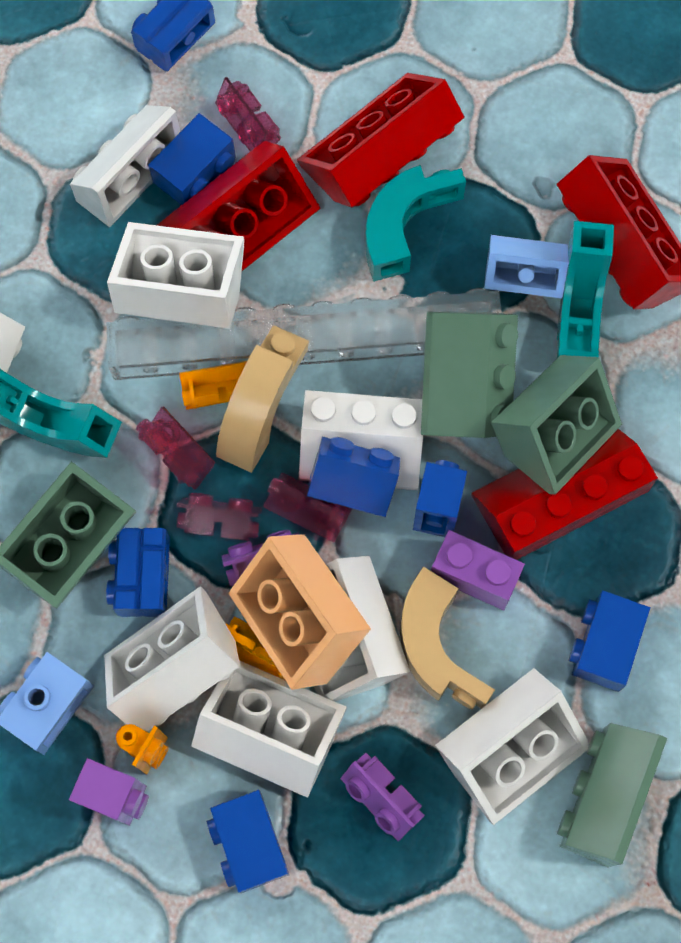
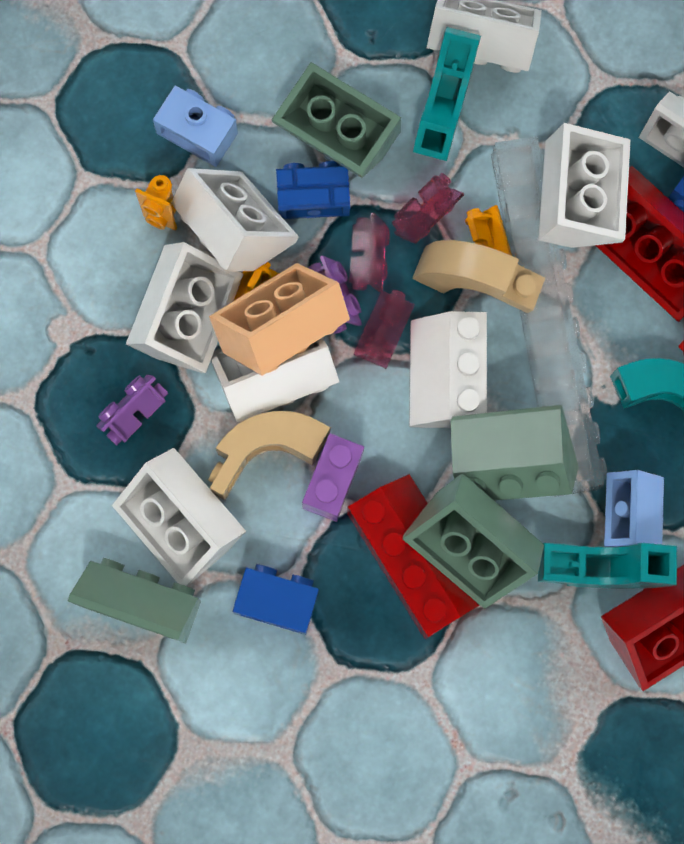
camera: 80 degrees right, 5 degrees up
(110, 792) = (116, 179): medium lavender brick -> none
(248, 842) = (87, 299): blue brick -> none
(354, 476) = (410, 362): blue brick -> none
(439, 498) = (395, 438): blue brick -> none

